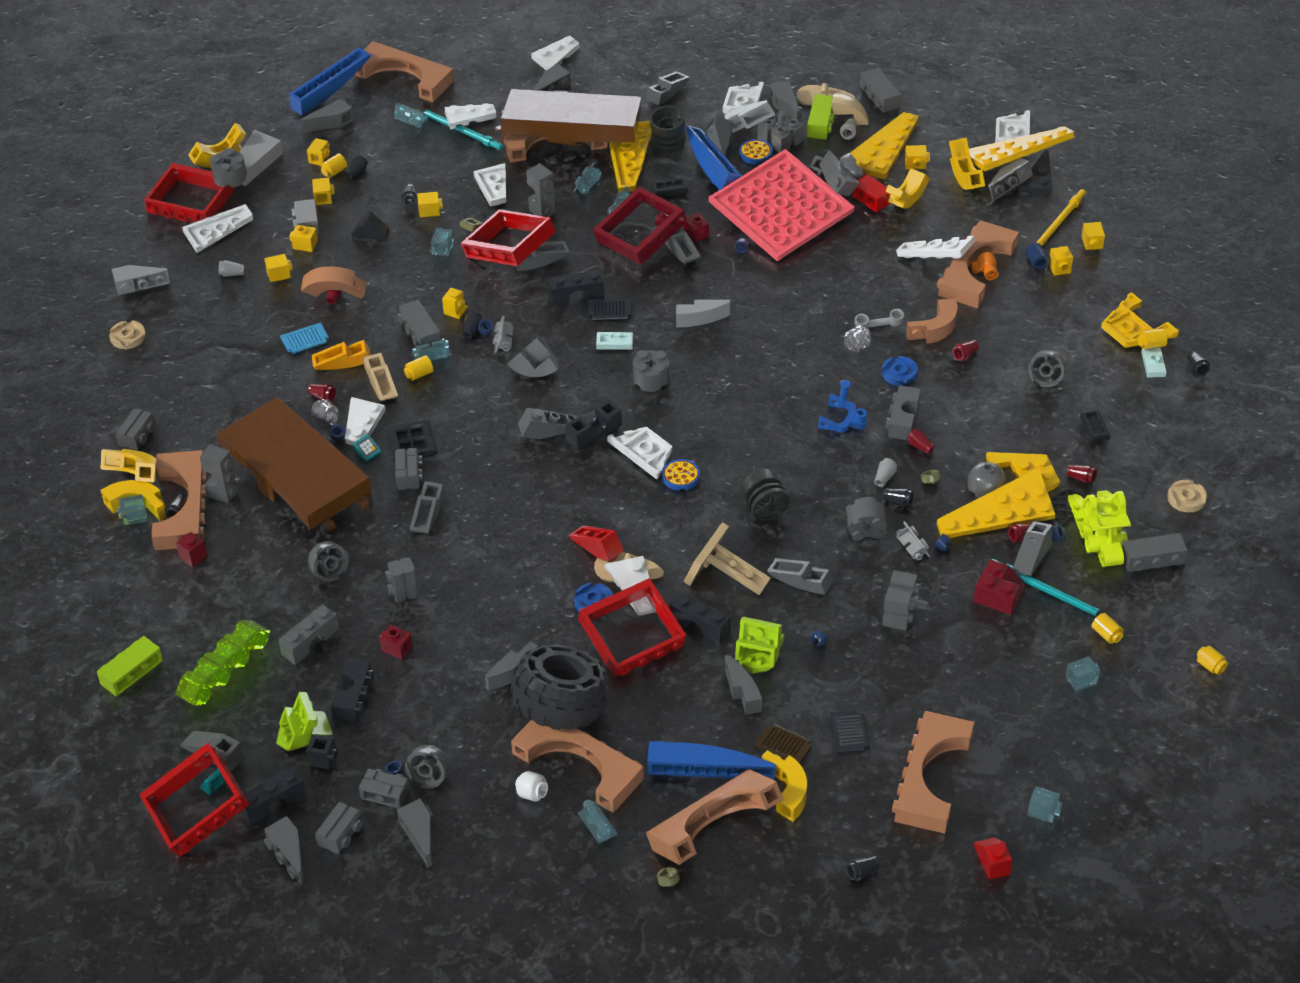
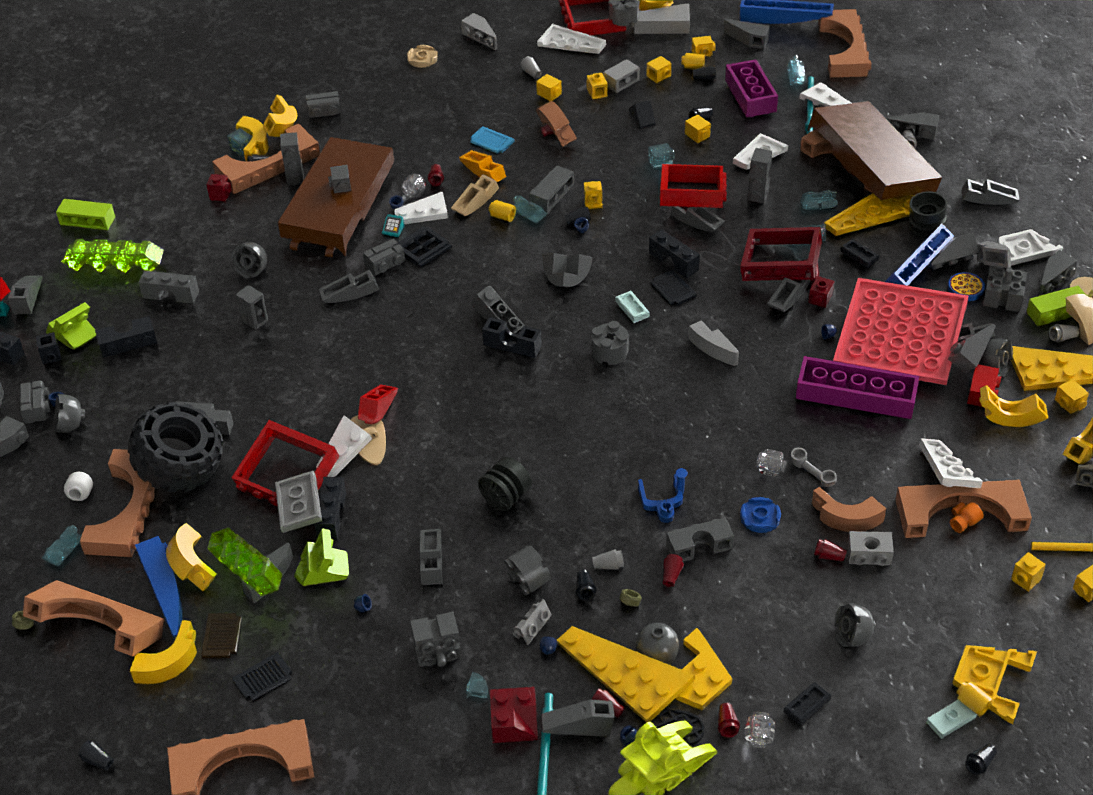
camera: 60 degrees right, 0 degrees up
(296, 445) = (340, 179): none -> dark grey brick
(396, 642) = (191, 337): dark red brick -> none
(411, 148) = (751, 88): none -> magenta brick
(470, 224) = (695, 159): olive tile -> none
(503, 335) = (575, 241): light grey hinge -> none
(556, 52) = (958, 110): white wing -> none
(590, 594) = (318, 428): blue tile -> none
(644, 449) = (513, 384): white wing -> none
(681, 474) = (502, 421): tile -> none
(688, 628) = (298, 501): none -> light grey tile
(688, 730) = (185, 561): none -> yellow arch
(724, 685) = (245, 561): none -> clear neon green brick
(728, 563) = (402, 480): tan piece -> none
(820, 256) = (857, 387): none -> magenta brick
(953, 600) = (477, 686): none -> clear light blue tile
(980, 326) = (870, 548): none -> light grey brick
(1037, 256) = (1018, 549): dark blue brick -> none
(1104, 459) = (759, 729): none -> clear head

